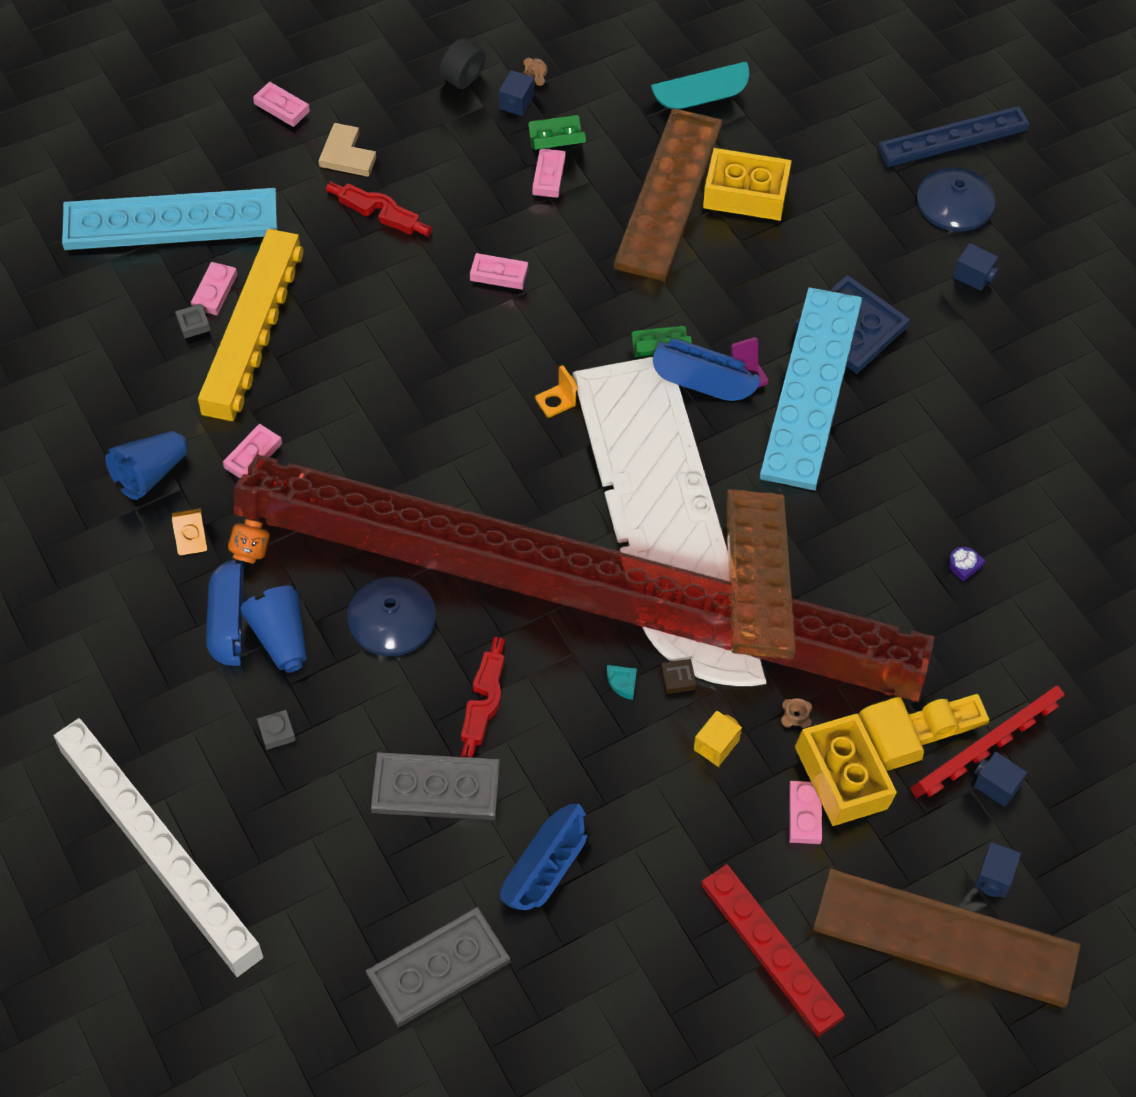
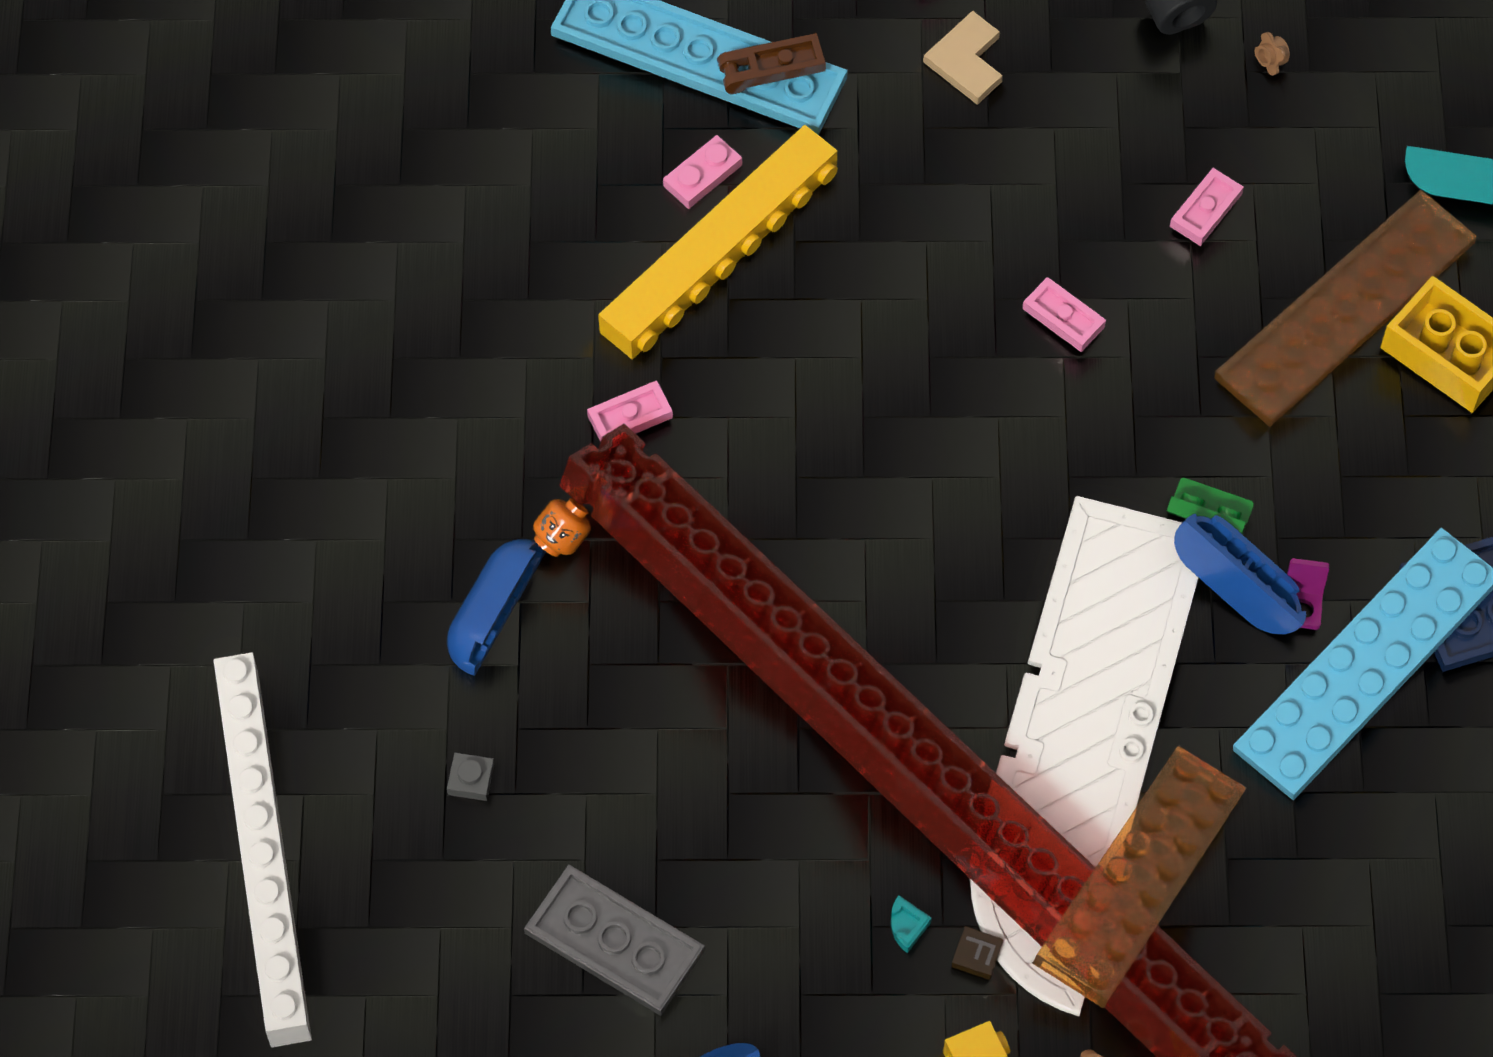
camera: 30 degrees right, 5 degrees up
(145, 462) = (498, 365): blue cone -> none
(189, 531) = (502, 477): light orange bracket -> none
(192, 321) = (652, 204): dark grey plate -> none
(224, 201) = (771, 62): none -> reddish brown plate
(278, 626) = (537, 653): blue cone -> none
(391, 213) = (974, 171): red piece -> none
(392, 629) = (687, 723): dark blue dish -> none
(480, 712) = (716, 876): red piece -> none
(516, 93) = (1228, 74): dark blue brick -> none
(556, 132) = (1246, 155): green bracket -> none
(565, 391) = (1053, 514): light orange bracket -> none
(965, 562) = (1424, 989): tile -> none

